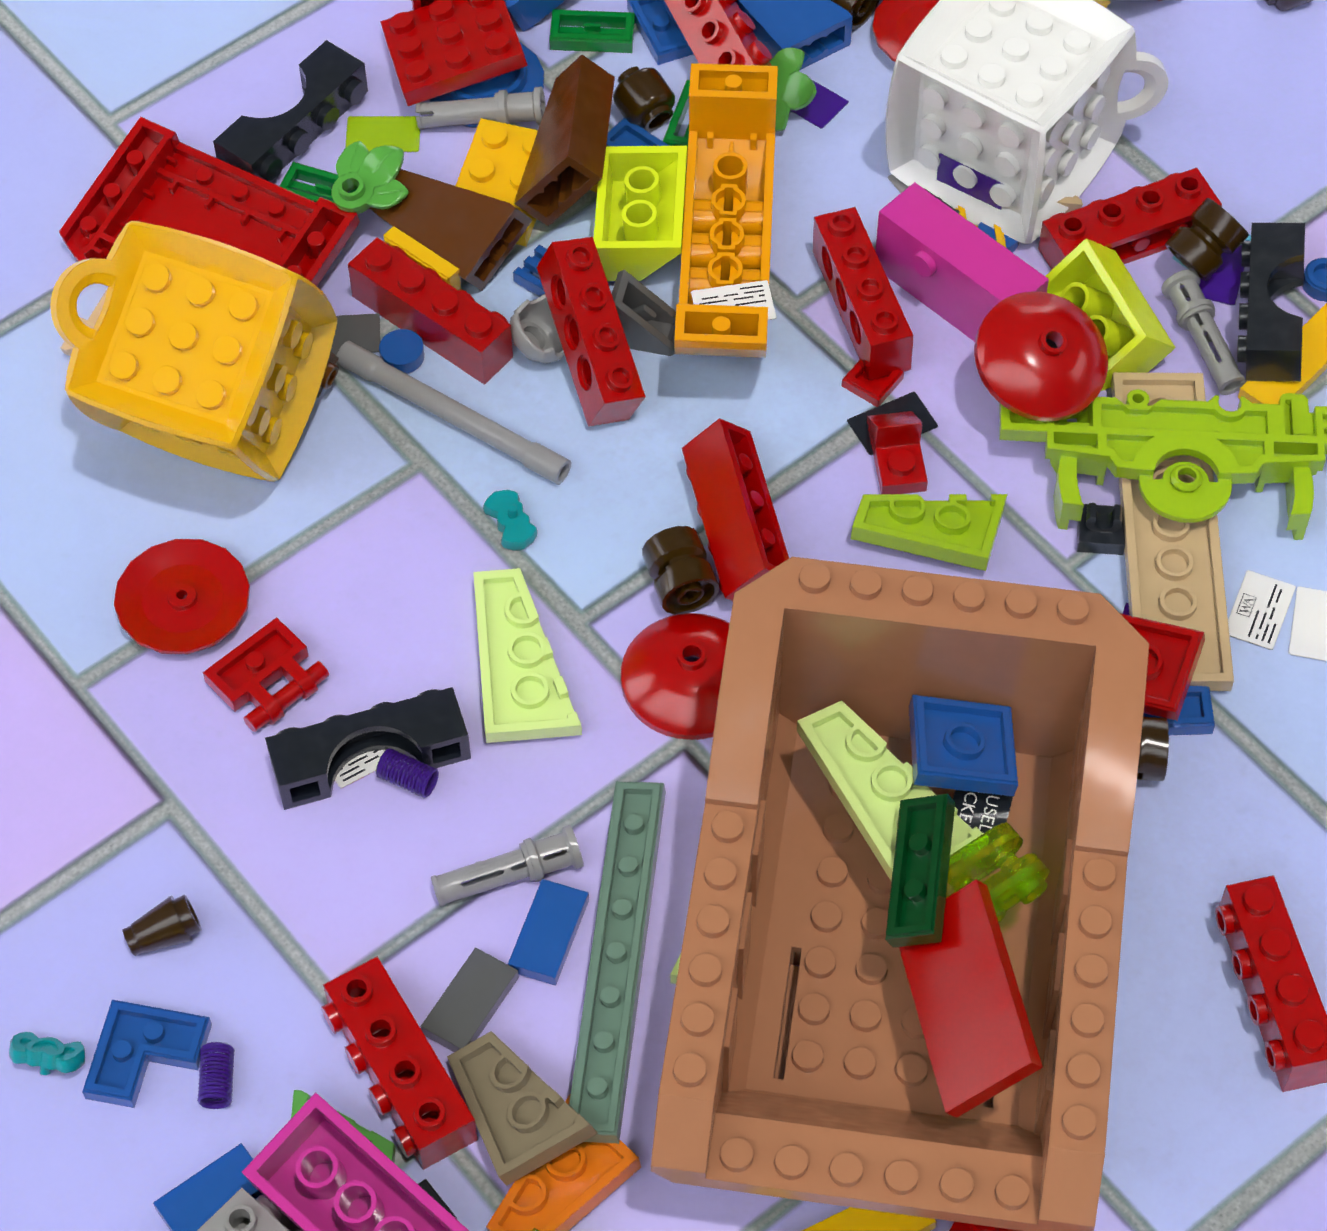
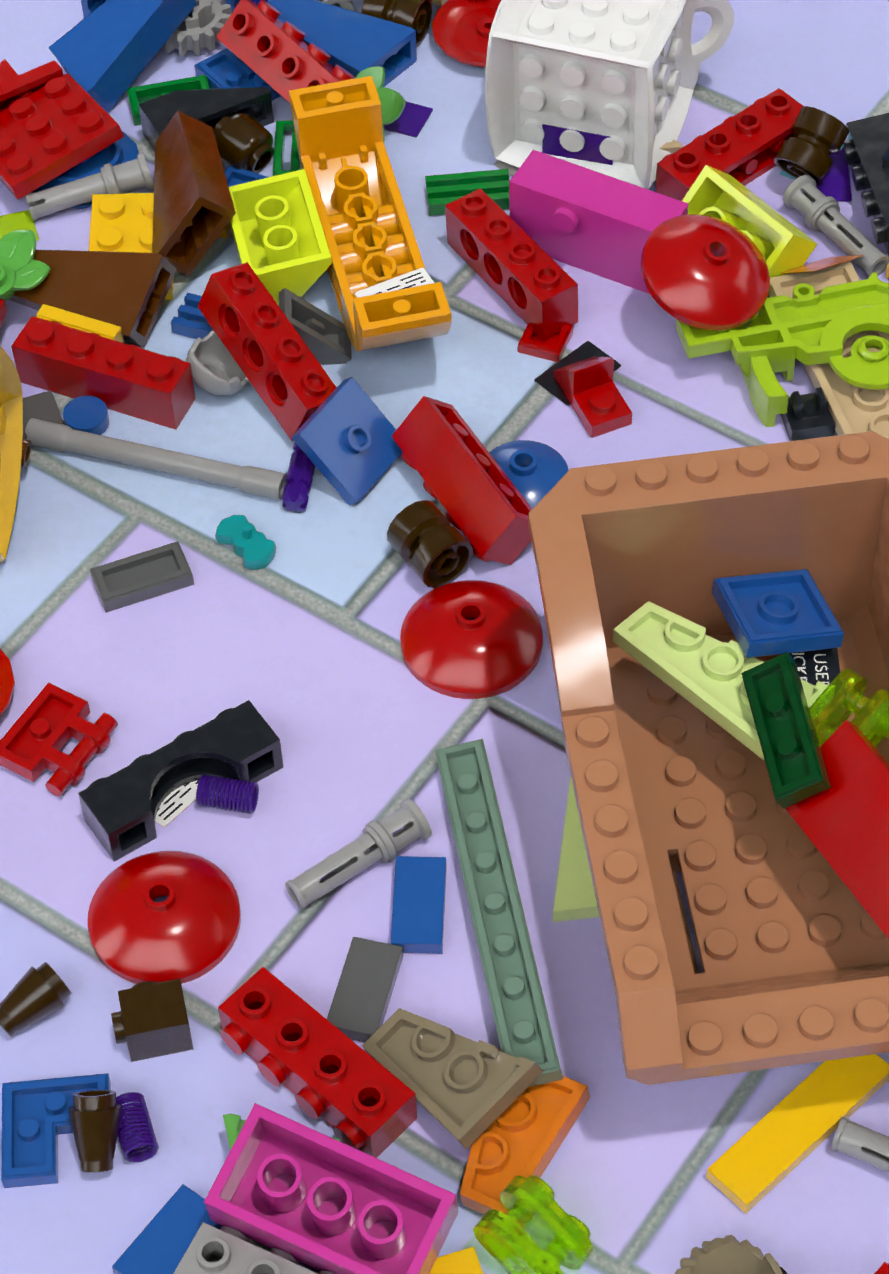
camera: 15 degrees left, 5 degrees down
(178, 1067) = (95, 1128): none -> dark brown cone
(265, 977) = (152, 1020): none -> dark brown brick
(313, 902) = (170, 937): none -> red dish
(401, 530) = (142, 576): none -> dark grey tile
(518, 672) = (300, 668): yellowish green wing -> none
(585, 461) = (298, 481): none -> dark purple axle
(620, 51) = (205, 106): none -> black slope
(637, 443) = (349, 441): none -> blue plate
(810, 532) = (530, 467): none -> blue dish
(849, 195) = (450, 187): none -> green tile
(942, 530) = (663, 440): lime wing -> none
(1173, 370) = (821, 264): none -> orange sticker

